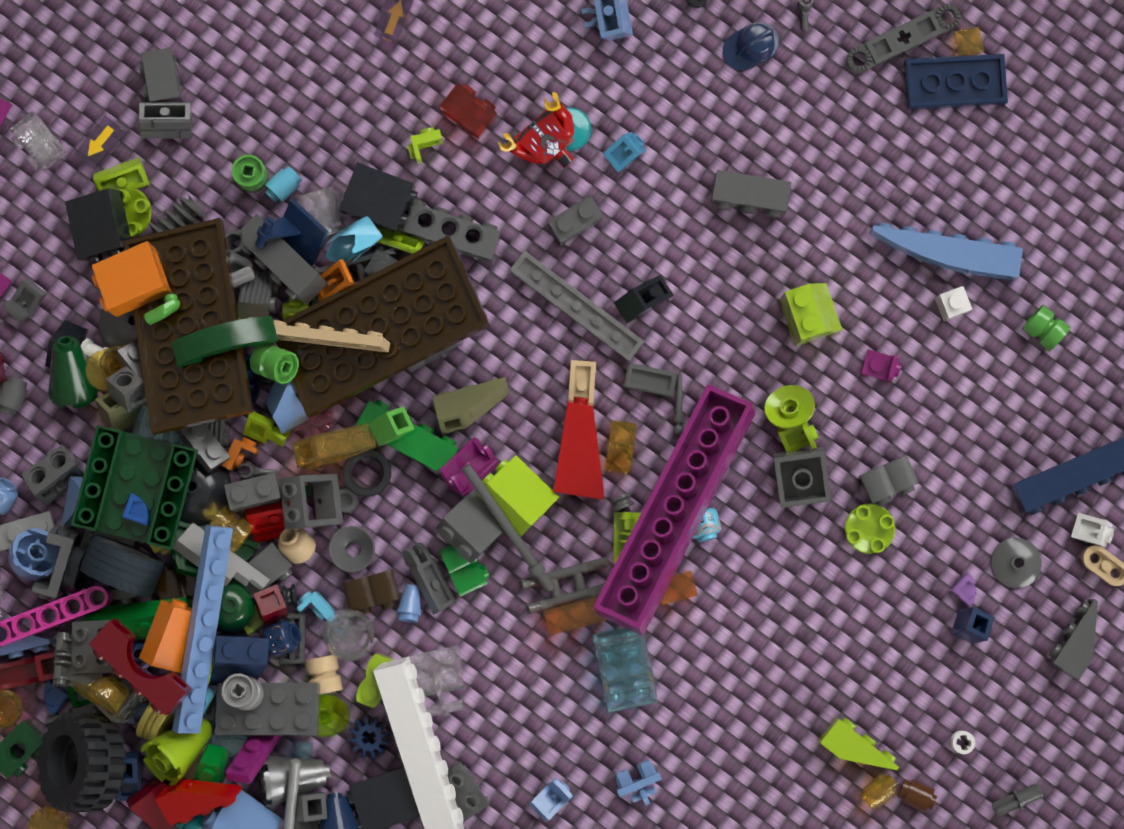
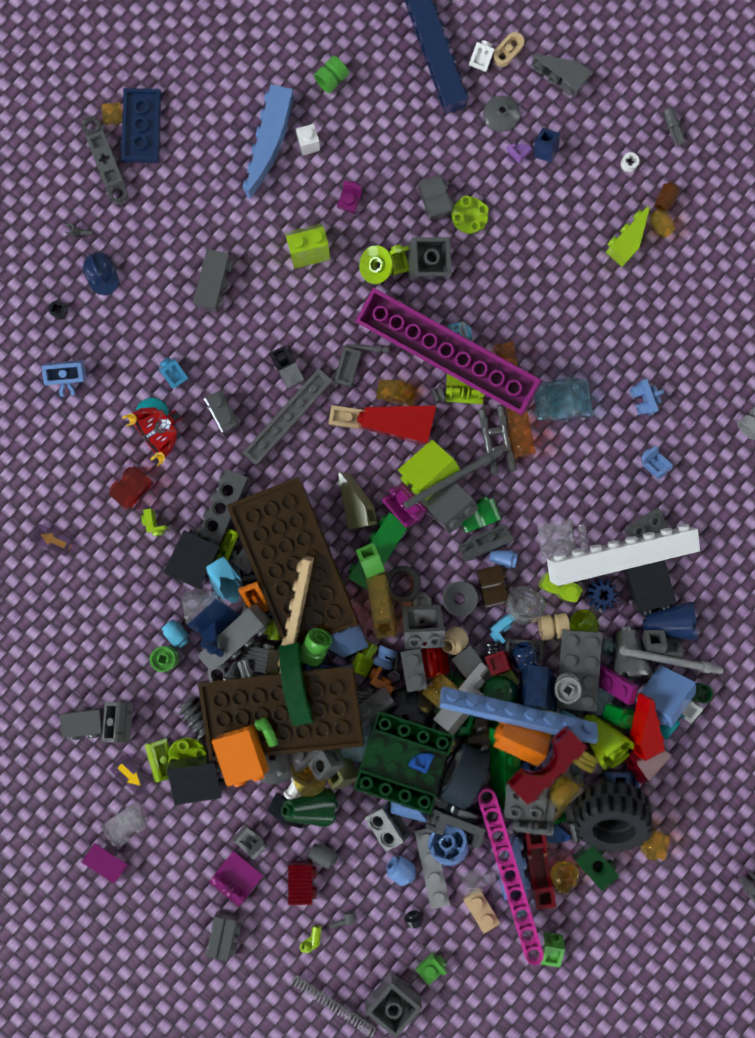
camera: 85 degrees left, 0 degrees up
(269, 457) = (385, 657): none -> medium blue wheel

